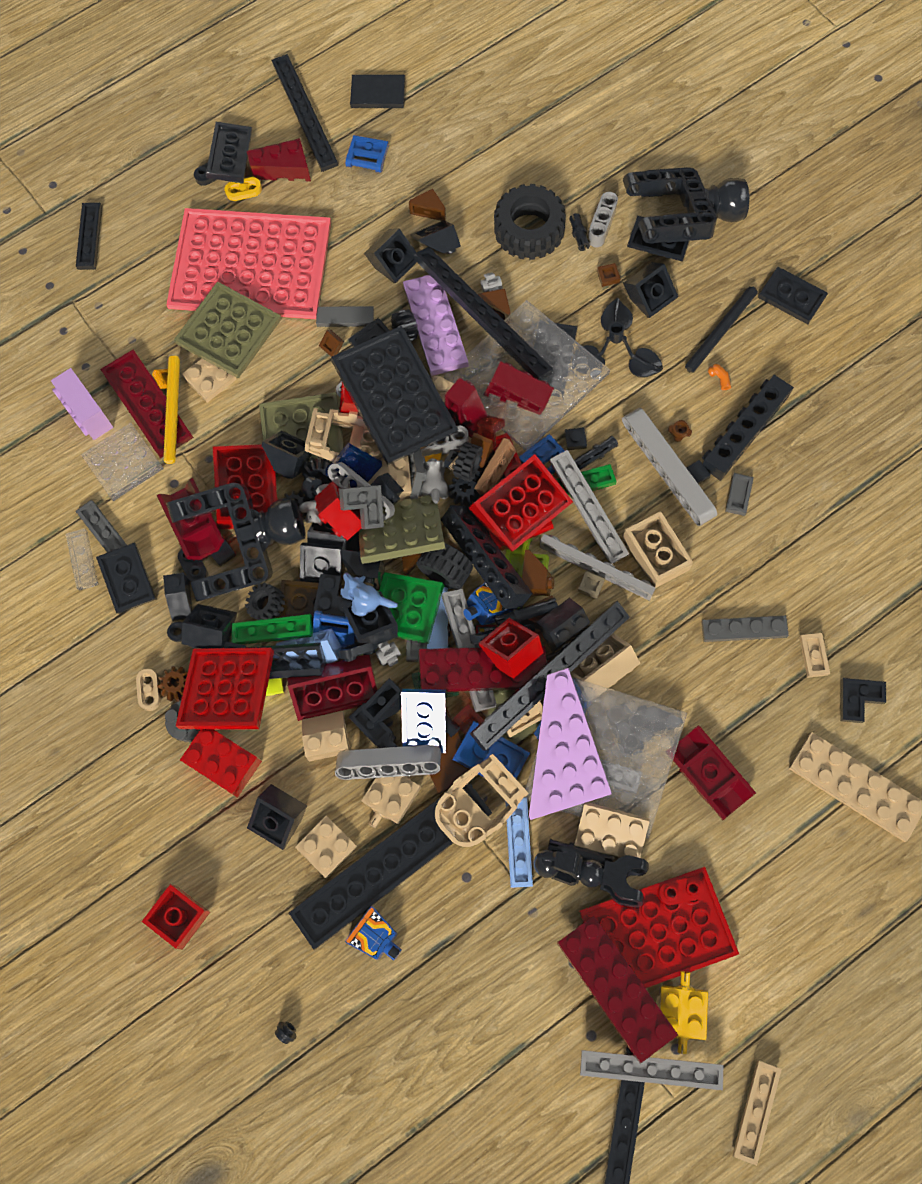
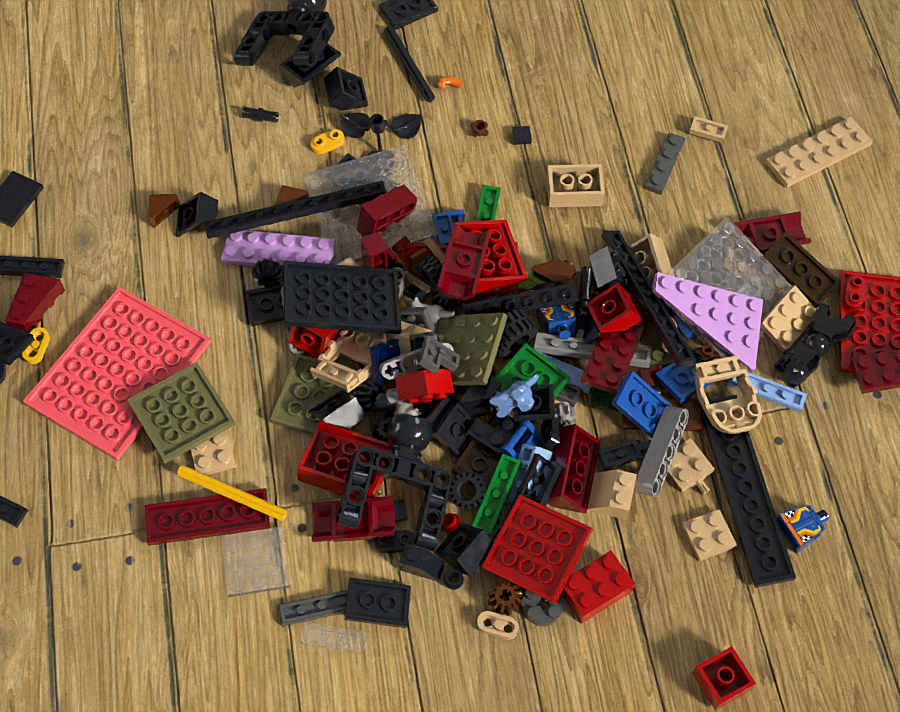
camera: 70 degrees left, 10 degrees down
(80, 404) = (177, 570): lavender brick -> none
(161, 377) = (191, 490): light orange tile -> none
(229, 603) = (450, 522): none -> red plate
(276, 816) = (667, 561): black slope -> none
(285, 1032) = (856, 629): black plate -> none
(331, 343) = (245, 338): reddish brown plate -> none
(345, 316) = (224, 317): dark grey tile -> none
(367, 148) = (68, 229): blue plate -> none
(384, 702) = (607, 431): black slope -> none
(392, 255) = (189, 255): black slope -> none
(485, 479) = (463, 263): none -> dark red piece
(491, 282) = (268, 195): light grey gear -> none
(521, 768) = (706, 353): none -> reddish brown plate
(529, 201) = (230, 123): black tyre -> none
(575, 438) = (444, 200): black plate -> none
(583, 304) = (328, 141): none -> yellow plate
(589, 507) = (514, 213): light grey plate -> none
(590, 563) = (566, 233): light grey plate -> none
(591, 585) = (578, 244): dark tan plate -> none
(596, 452) = (467, 198): black pin -> none
(604, 212) = (260, 92): light grey beam -> none
(608, 275) = (313, 112): reddish brown plate -> none
(669, 466) = (506, 148): light grey beam -> none
(679, 822) = (801, 269): none -> dark brown plate
(739, 494) = (554, 116): dark grey tile -> none
(773, 388) = (503, 84): black brick -> none
(855, 695) = (752, 121): black plate -> none

